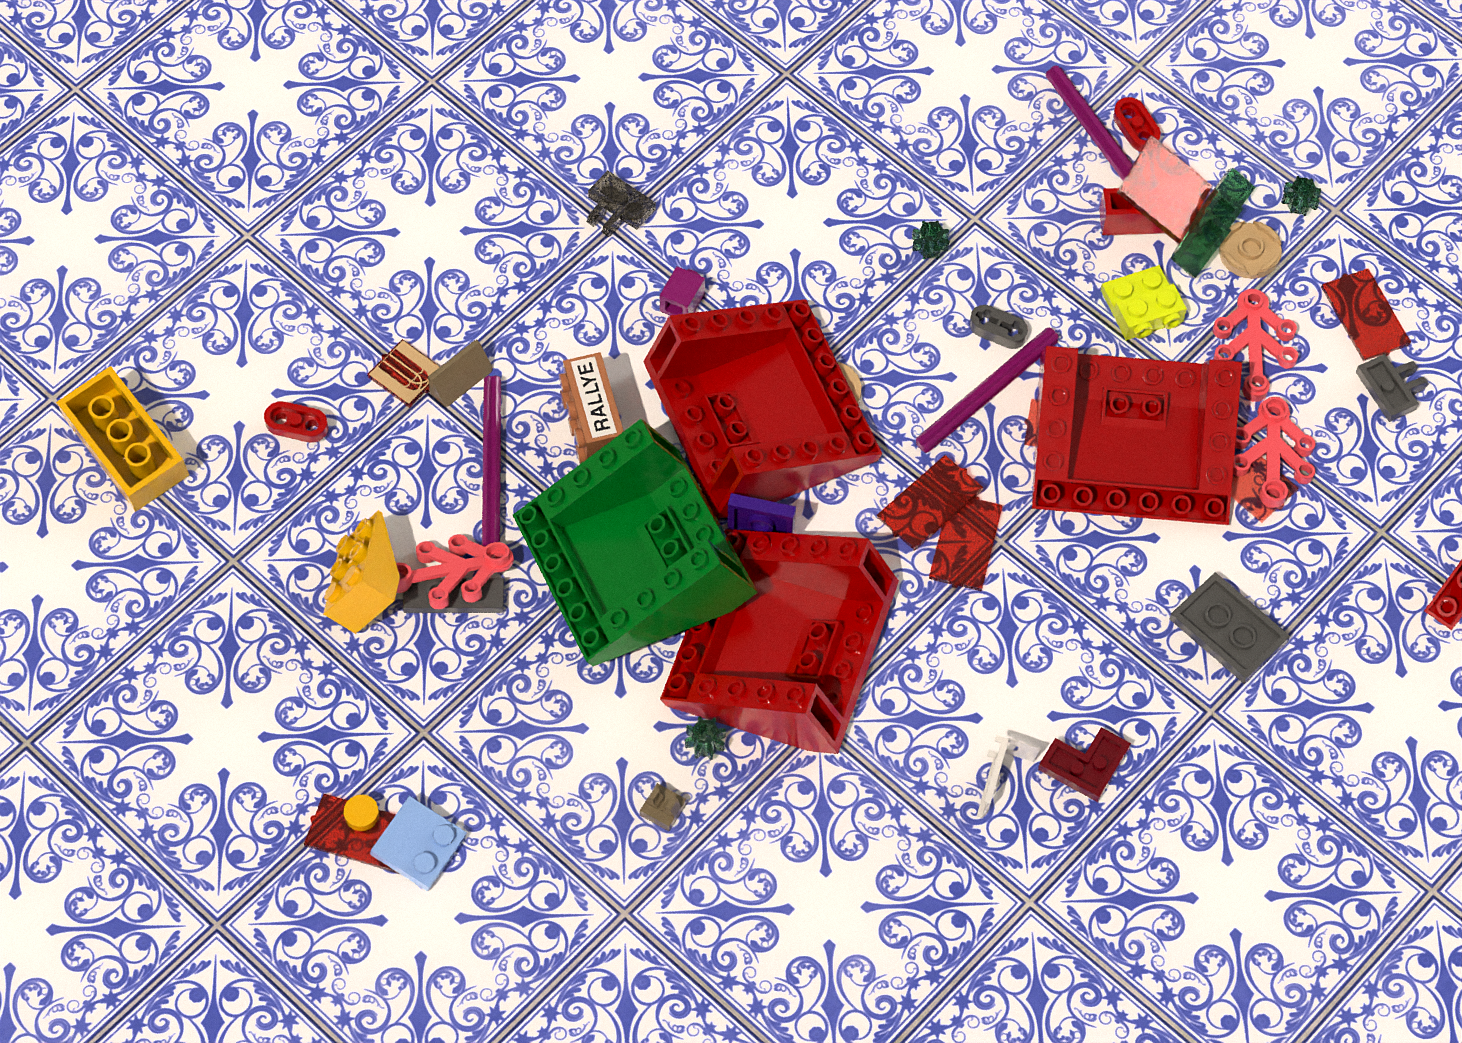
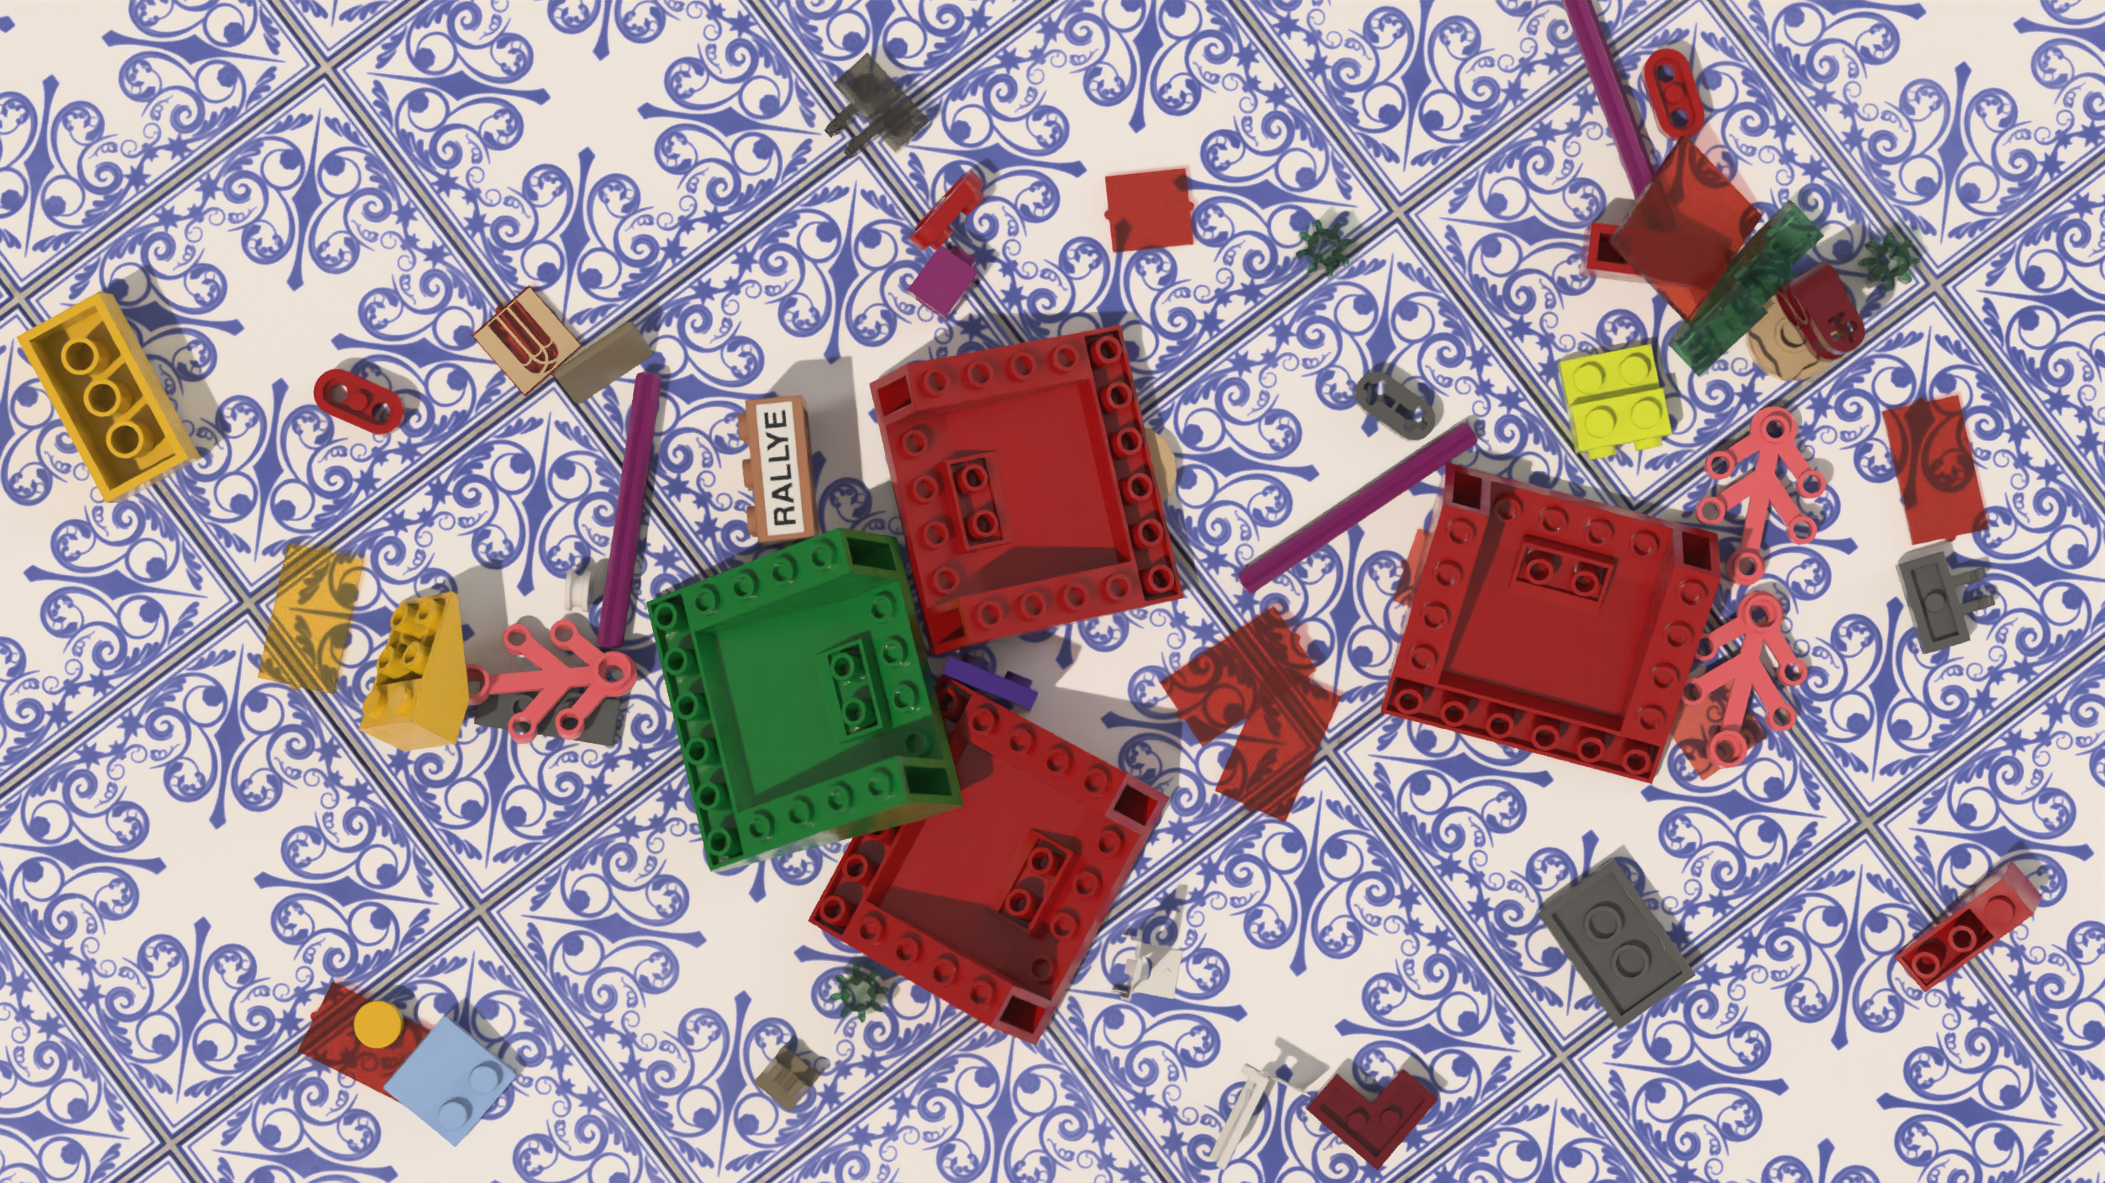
camera: 10 degrees right, 25 degrees up
(278, 563) = (310, 618): none -> clear yellow piece
(464, 513) = (578, 590): none -> white bush
(684, 244) = (960, 197): none -> red plate
(810, 239) = (1149, 210): none -> clear red piece
(917, 692) = (1163, 973): none -> white piece
(1258, 218) = (1818, 306): none -> dark red piece

